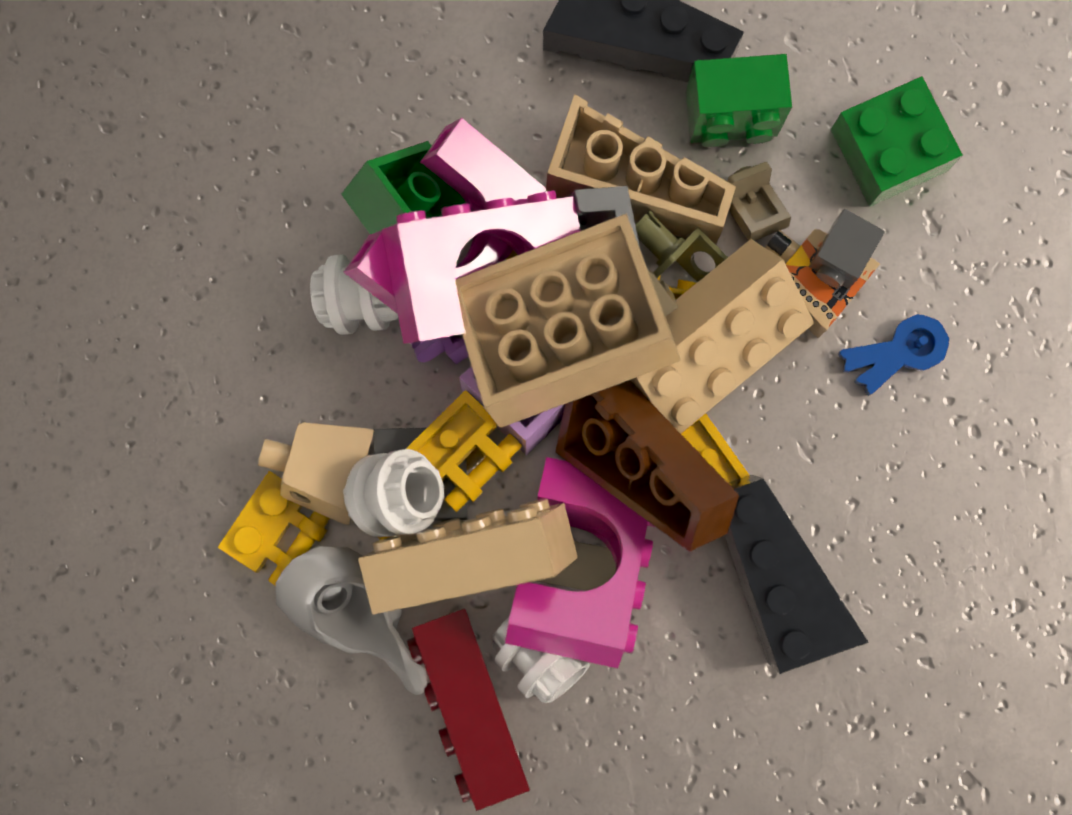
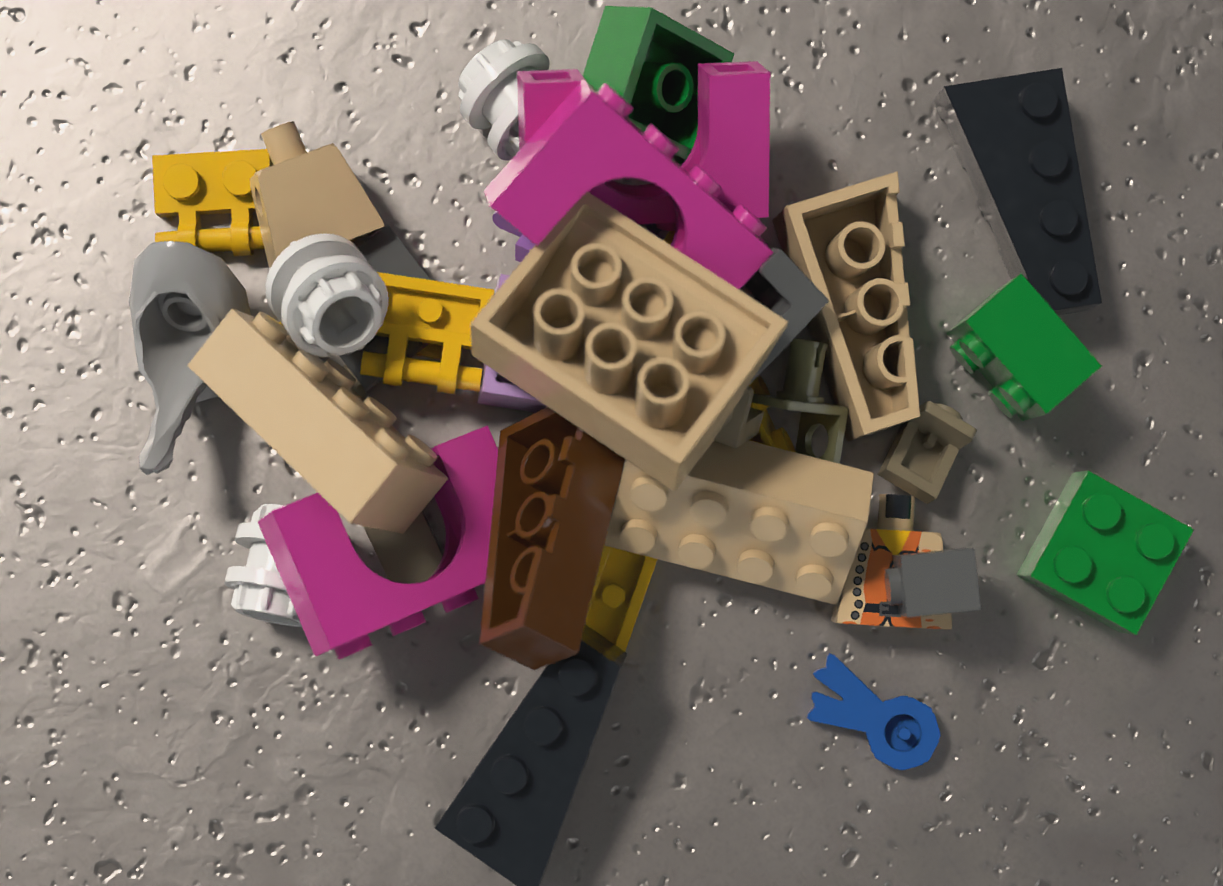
camera: 55 degrees right, 5 degrees up
(469, 709) = (172, 535): dark red brick -> none

